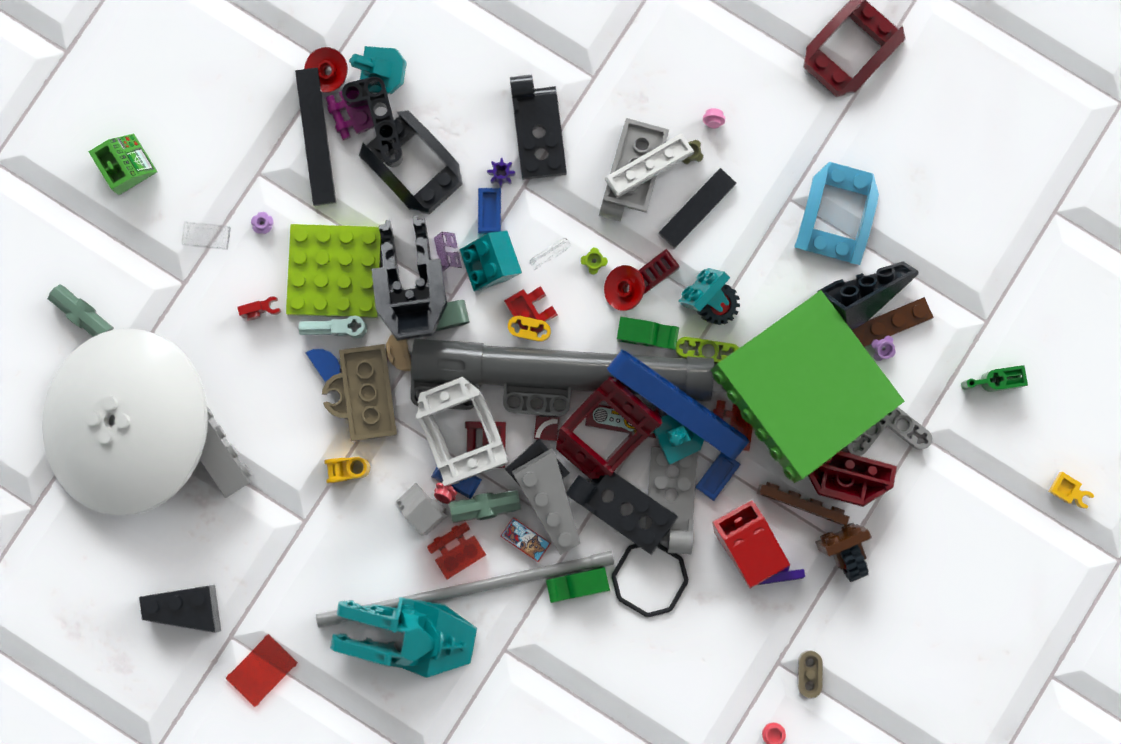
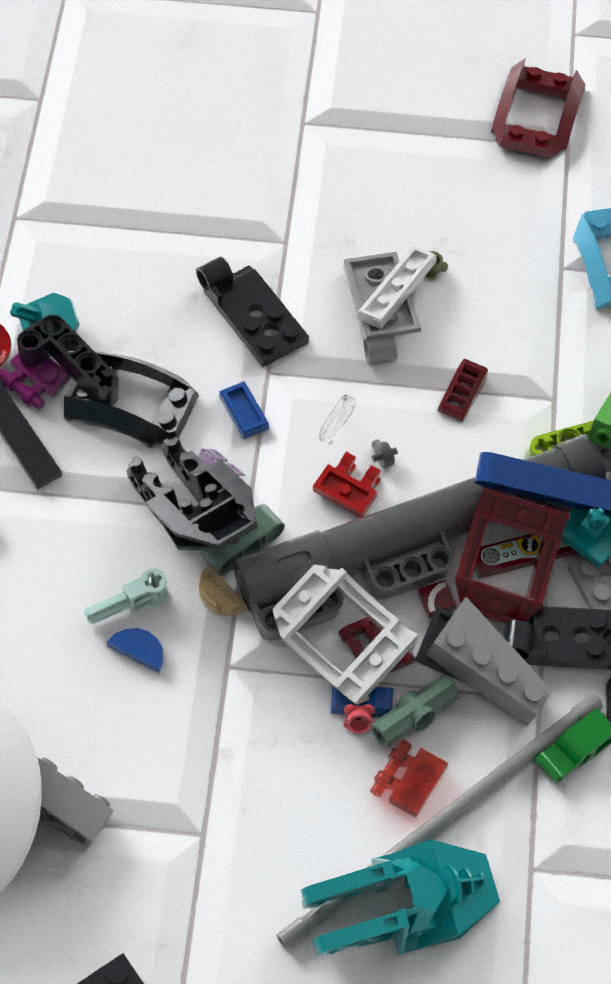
camera: 25 degrees left, 25 degrees down
(253, 310) = (22, 619): red plate -> none
(332, 270) = (94, 543): lime plate -> none
(342, 469) = (220, 750): yellow piece -> none
(363, 393) = (201, 654): dark tan plate -> none
(421, 510) = (345, 740): light grey wedge -> none
(490, 260) = (273, 454): teal slope -> none
(501, 166) = (237, 364): dark purple gear -> none
(525, 539) = (483, 729): tile -> none
(530, 323) = (358, 498): yellow beam -> none
(569, 296) = (383, 453): none -> dark grey piece
(600, 260) = (389, 401): lime plate -> none
(616, 287) = (430, 411): red dish -> none
(647, 333) = (511, 443): green piece -> none
(697, 208) = (470, 313): black tile -> none
(711, 297) = (541, 382): teal plate -> none
(714, 118) = (437, 224): bright pink plate -> none

